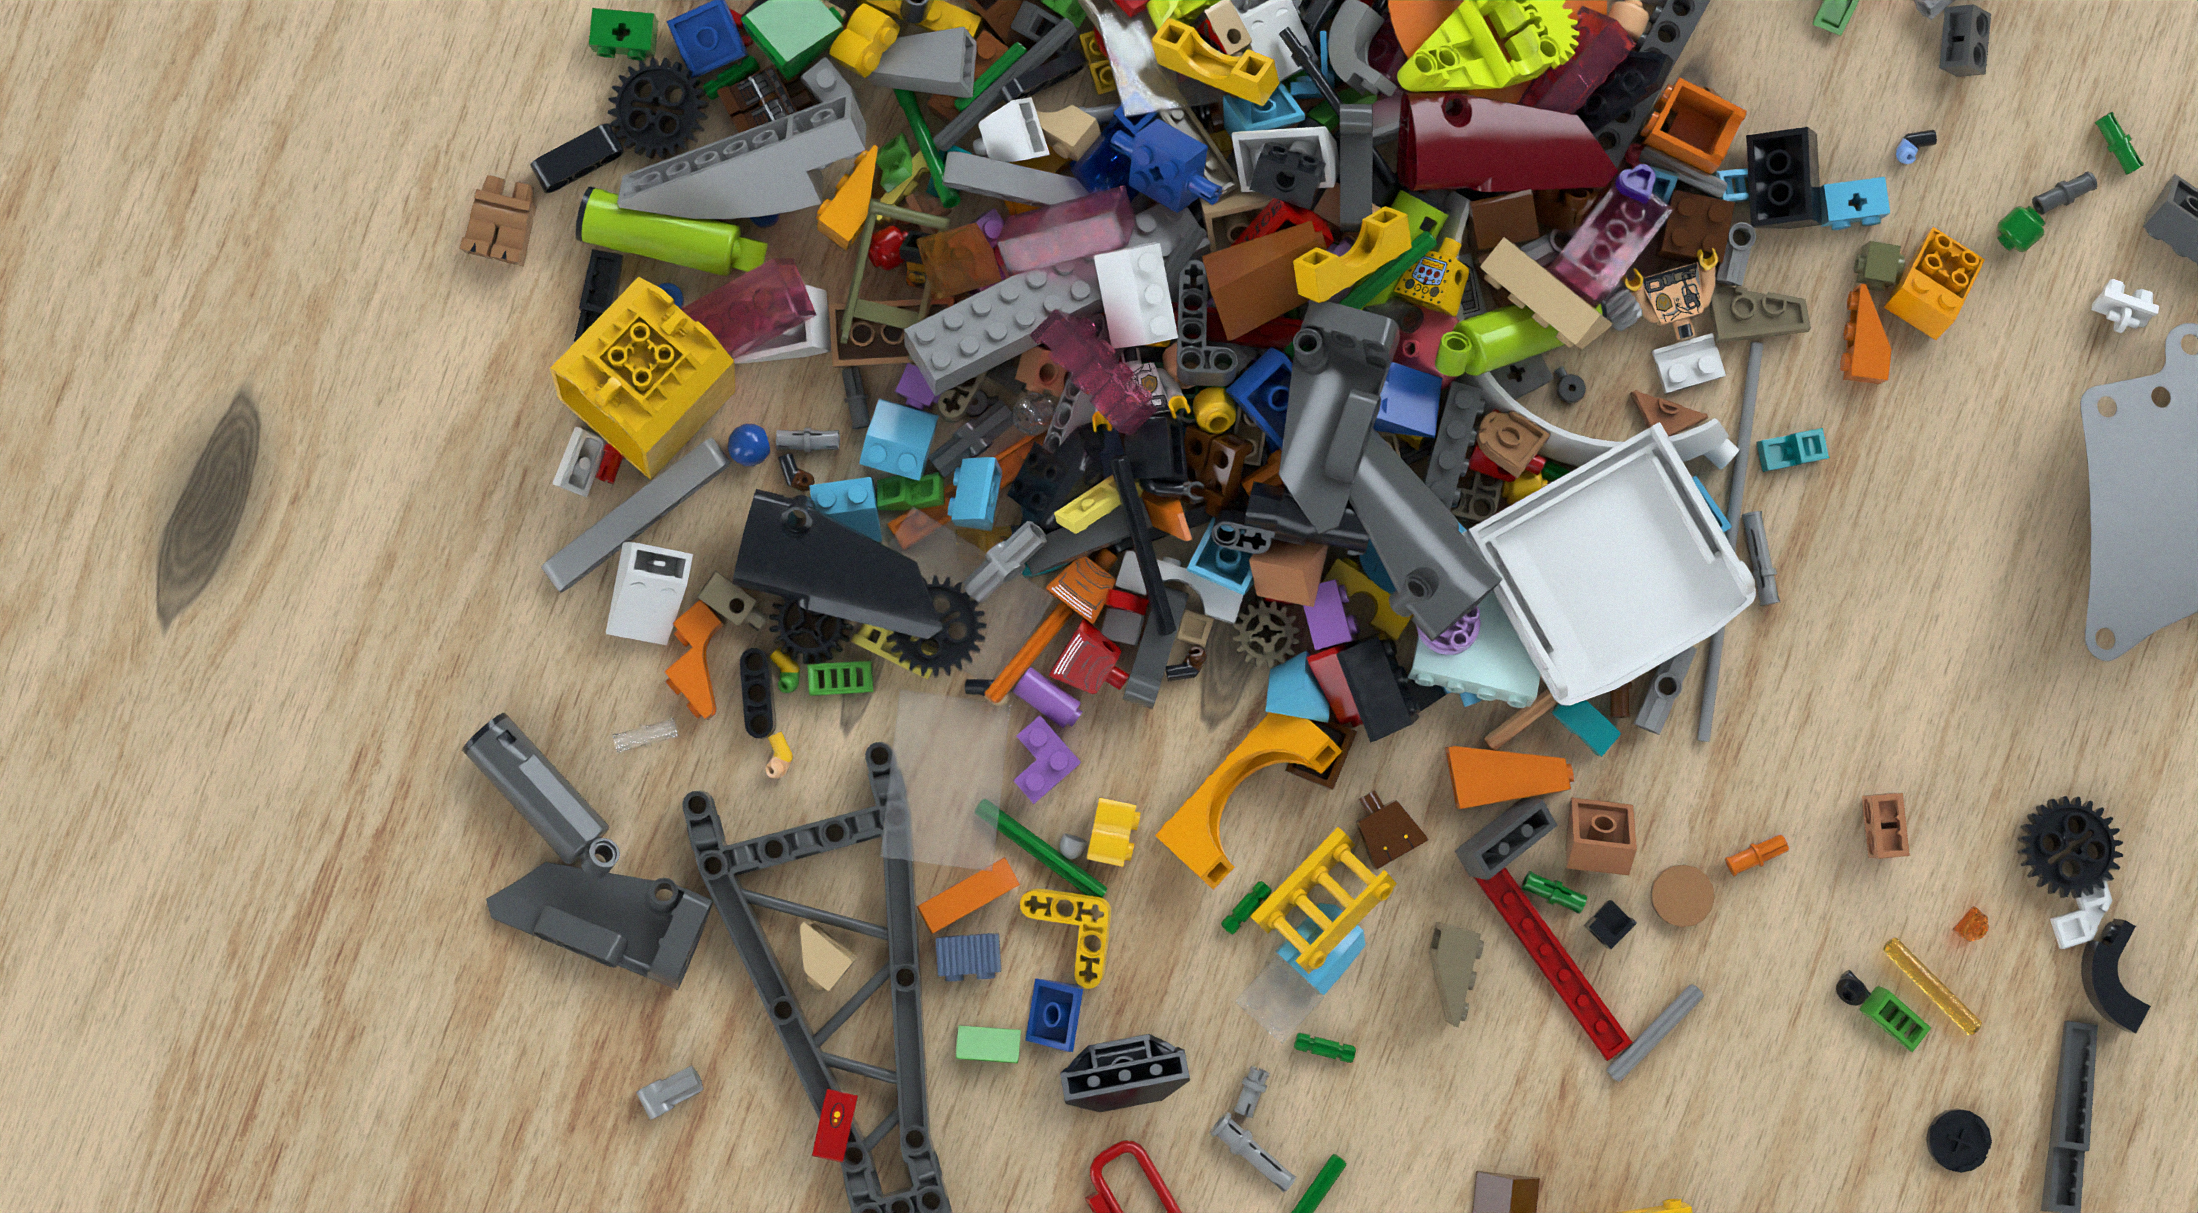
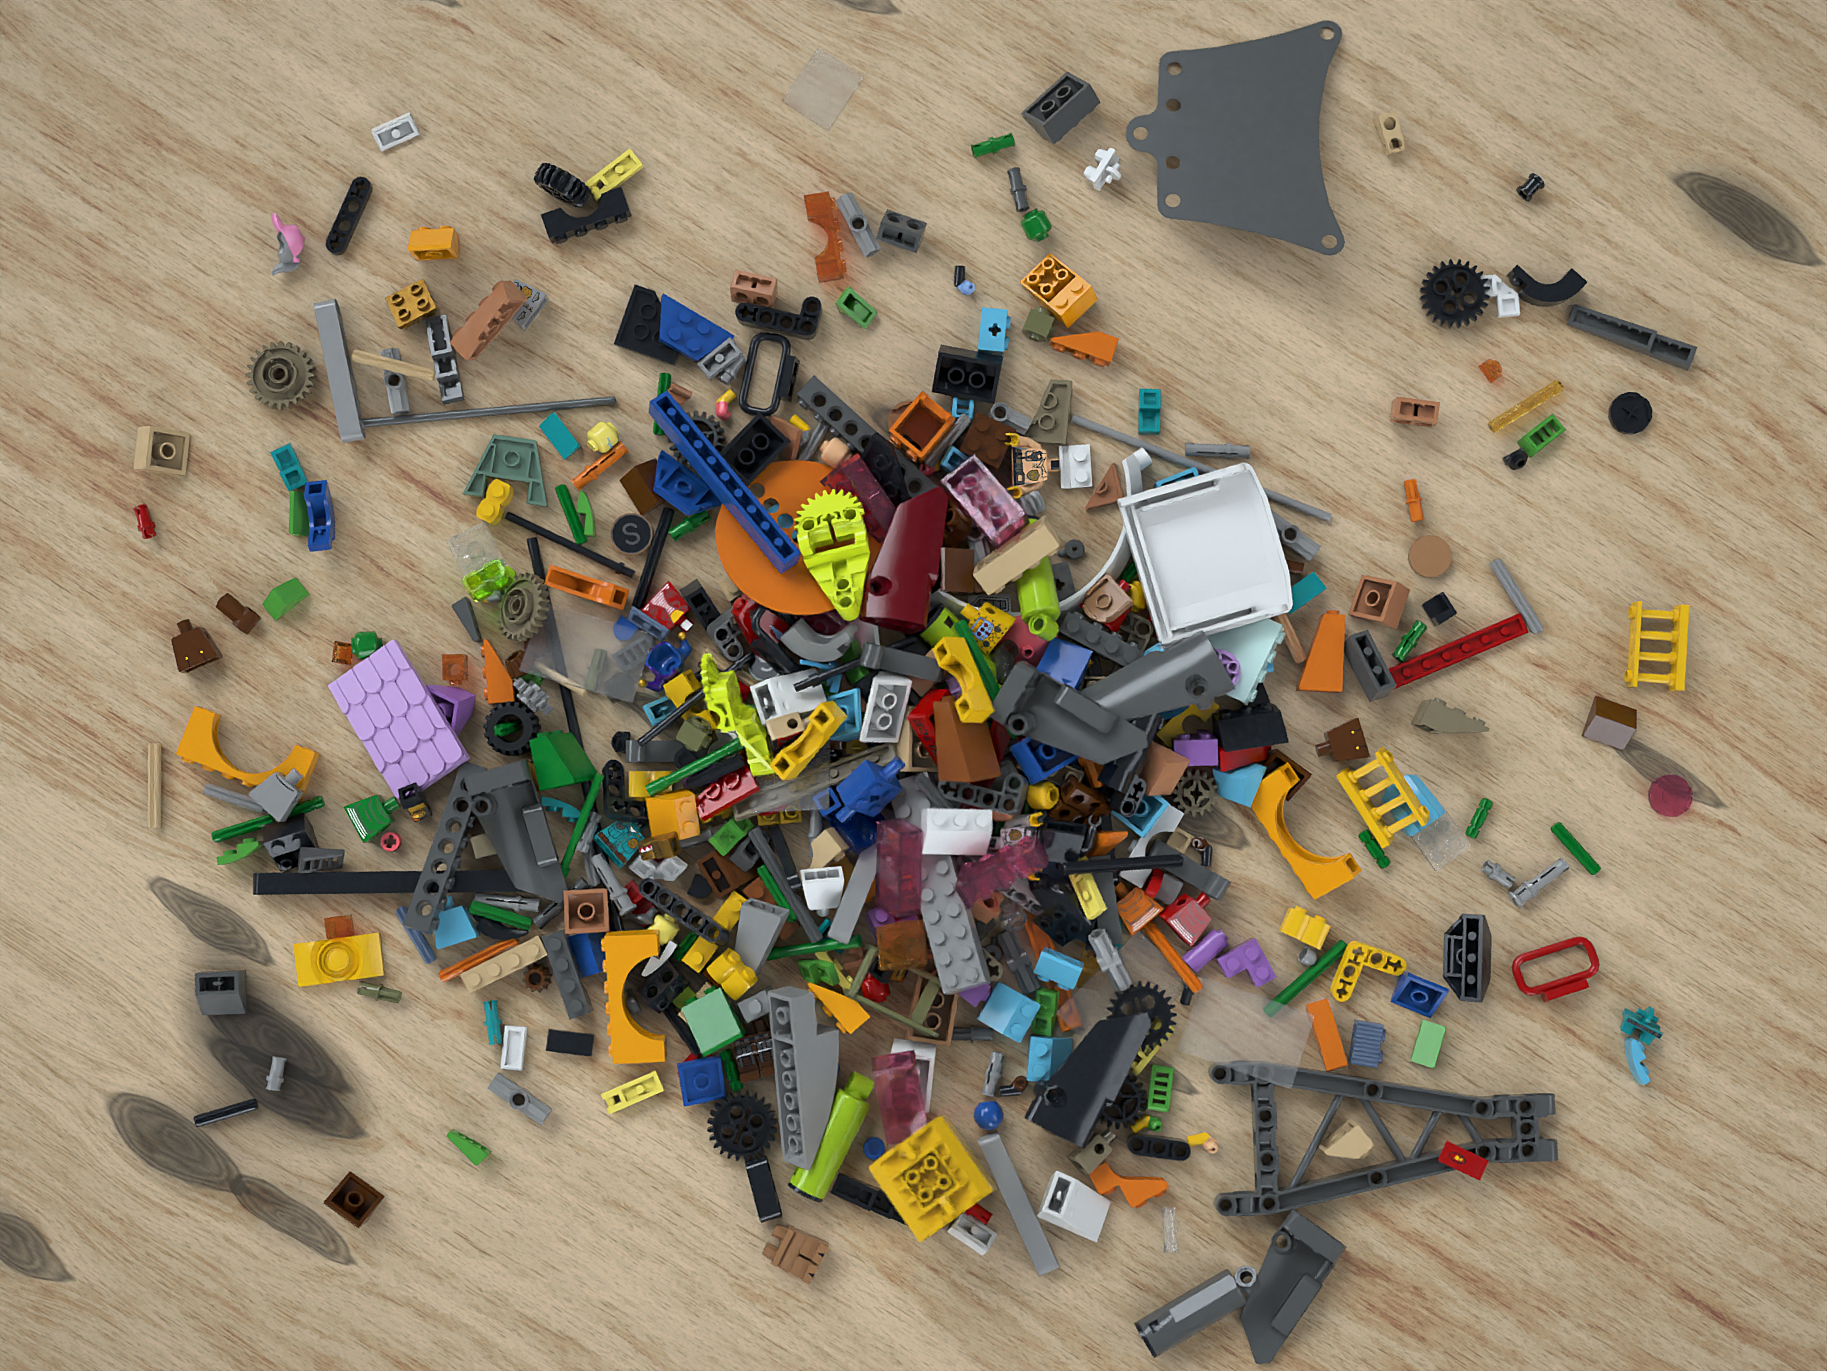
camera: 75 degrees left, 0 degrees up
(609, 24) = (676, 1147): green brick -> none
(664, 1094) = (1415, 1272): light grey piece -> none
(1272, 181) = (899, 710): black brick -> none
(1636, 182) = (951, 475): dark purple tile -> none

